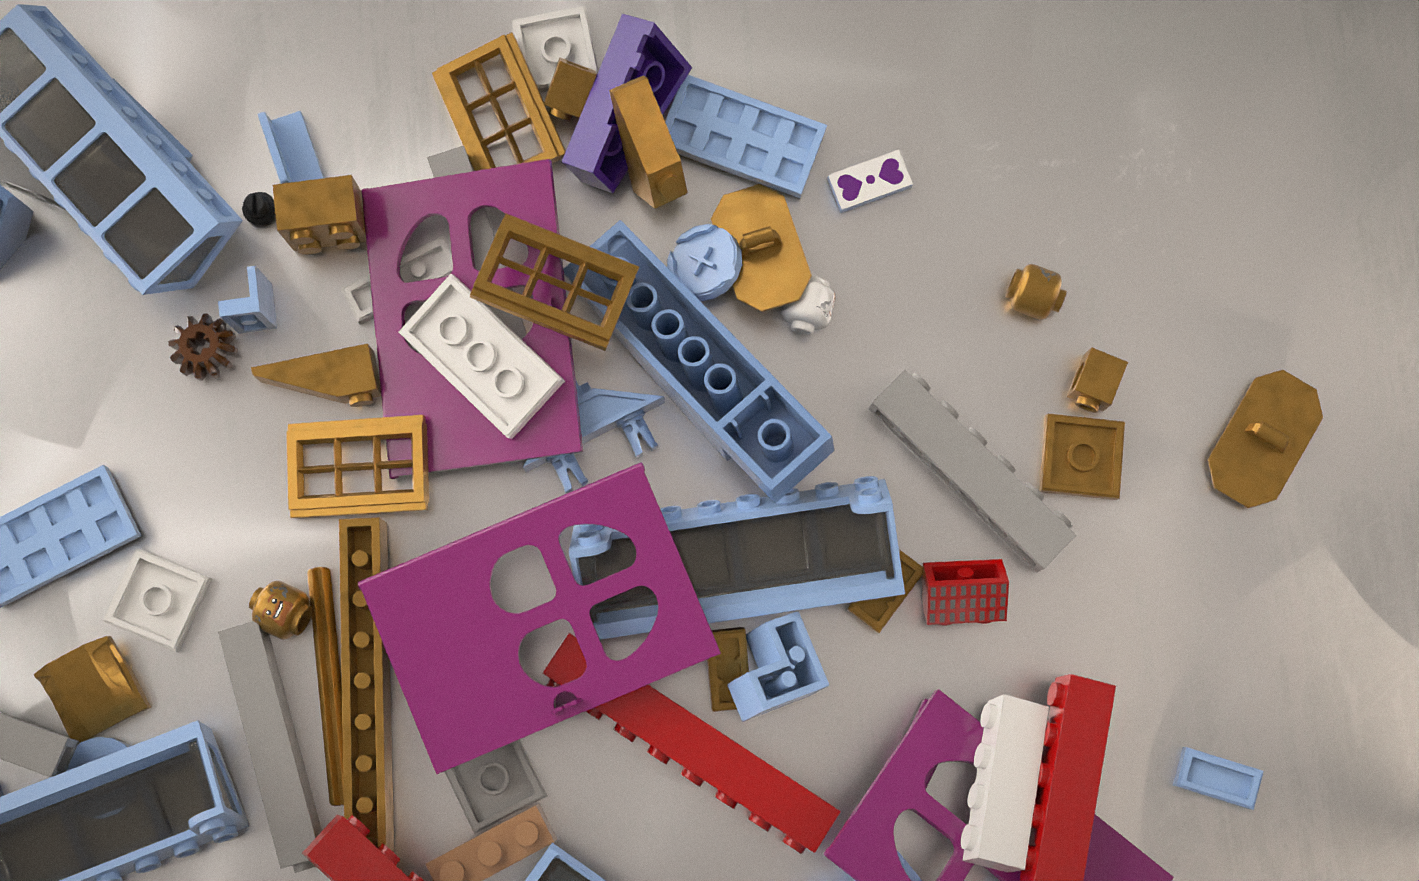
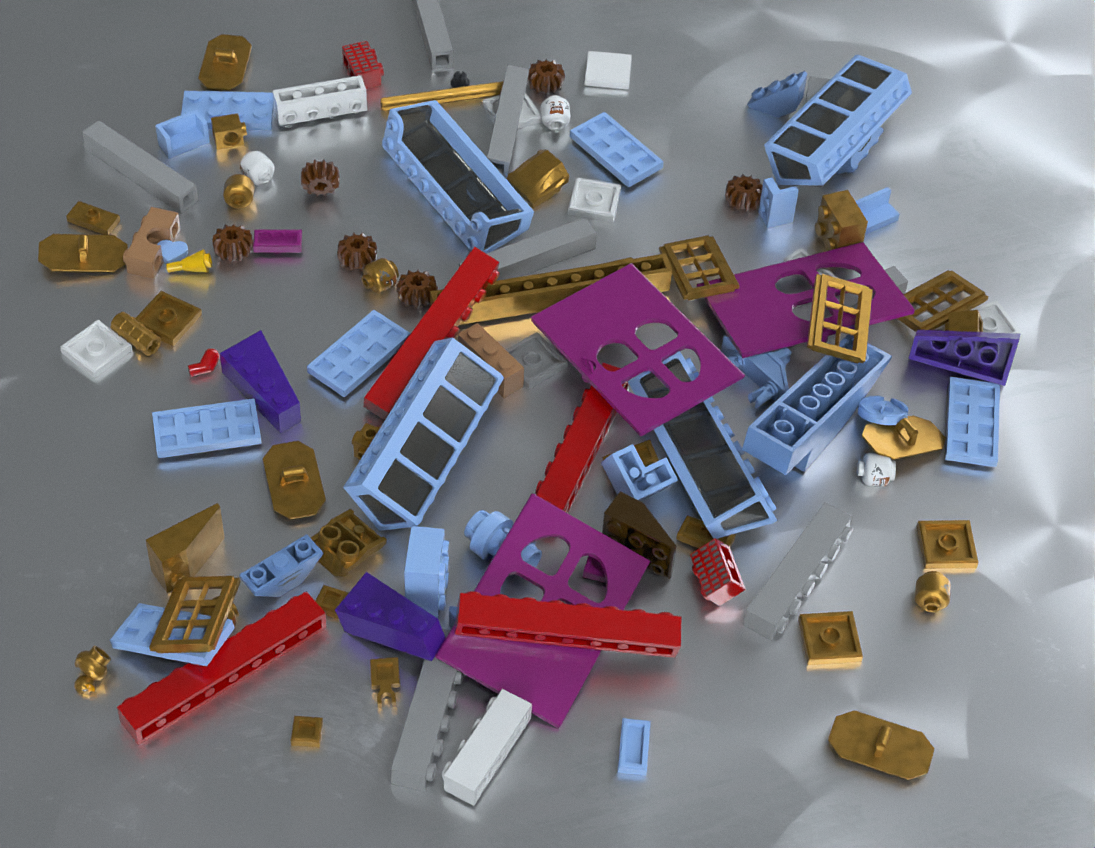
camera: 80 degrees right, 30 degrees down
(280, 609) = (604, 245): pearl gold head -> none
(335, 375) = (749, 249): pearl gold slope -> none
(481, 356) = (780, 303): white tile -> none
(647, 144) = (945, 359): pearl gold slope -> none
(869, 181) = (971, 494): tile -> none
(875, 704) = (636, 528): none -> dark brown slope
(950, 244) = (947, 544): none -> pearl gold tile
(1005, 783) = (599, 590): white brick -> none
(1097, 380) = (884, 633): pearl gold brick -> none

